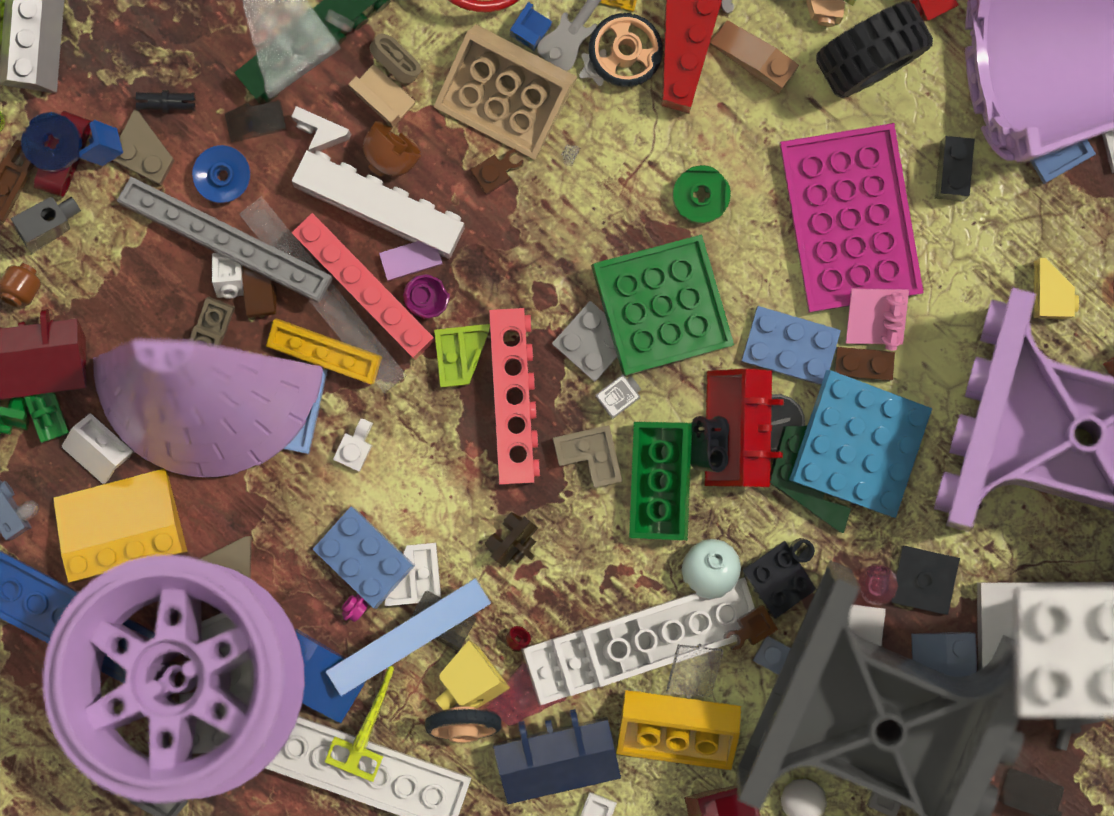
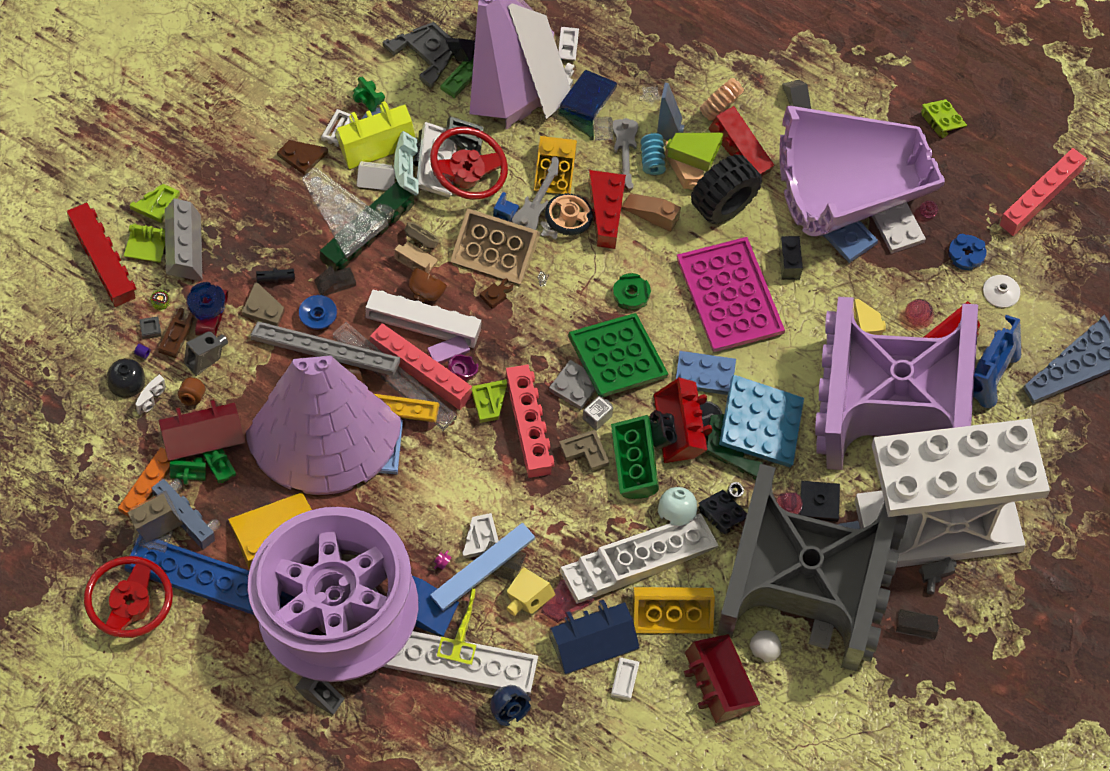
camera: 15 degrees left, 25 degrees down
(96, 448) = (253, 485): white panel -> none
(104, 144) = (238, 303): blue panel -> none
(327, 132) = (381, 279): white slope -> none
(354, 449) = (428, 465): white plate -> none
(363, 557) = (444, 528): medium blue plate -> none
(463, 724) = (527, 613): wheel -> none
(516, 544) = (544, 508): dark brown hips -> none
(522, 634) = (554, 566): dark red hinge -> none
(694, 671) = (677, 569): clear piece -> none
(754, 626) = (711, 538): reddish brown plate -> none
(771, 654) = (726, 558): sand blue plate -> none
(865, 363) = (760, 375): reddish brown plate -> none
(877, 317) = (757, 346): bright pink hinge -> none

